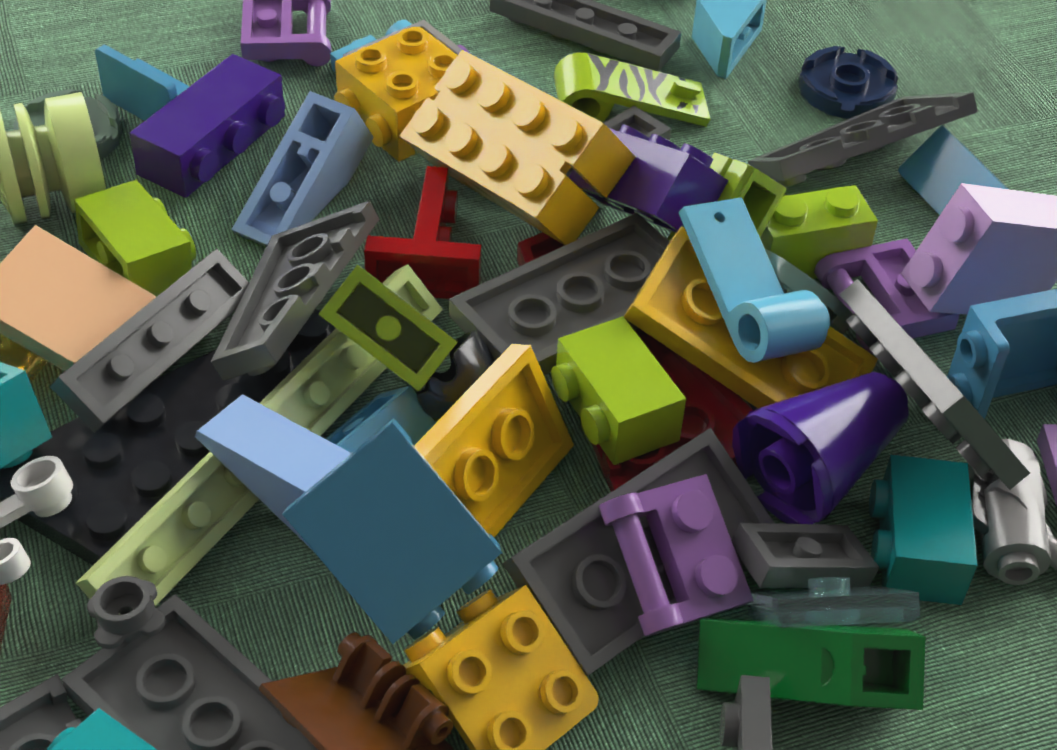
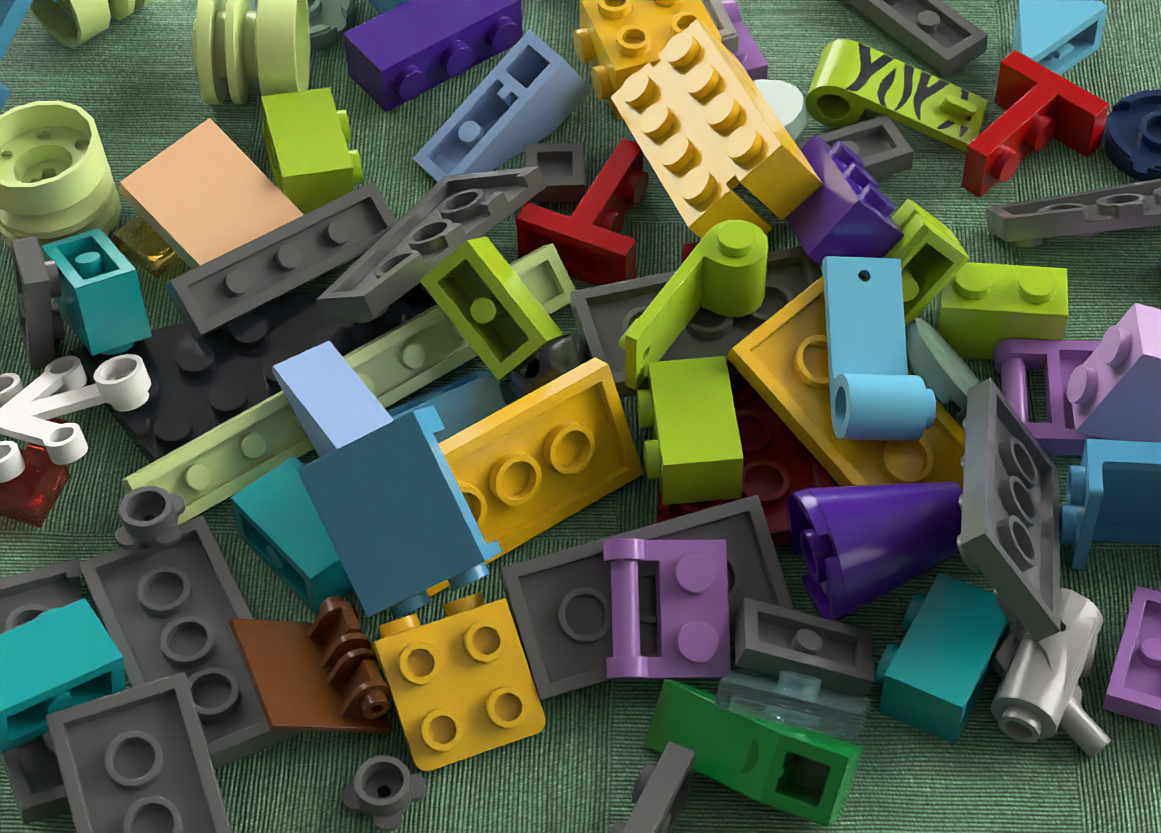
camera: 25 degrees right, 5 degrees up
(280, 587) = (288, 535): none -> teal brick
(383, 200) = (561, 168): none -> dark grey plate
(588, 256) = (720, 275): none -> lime door
(752, 79) = (1037, 109): none -> red bracket

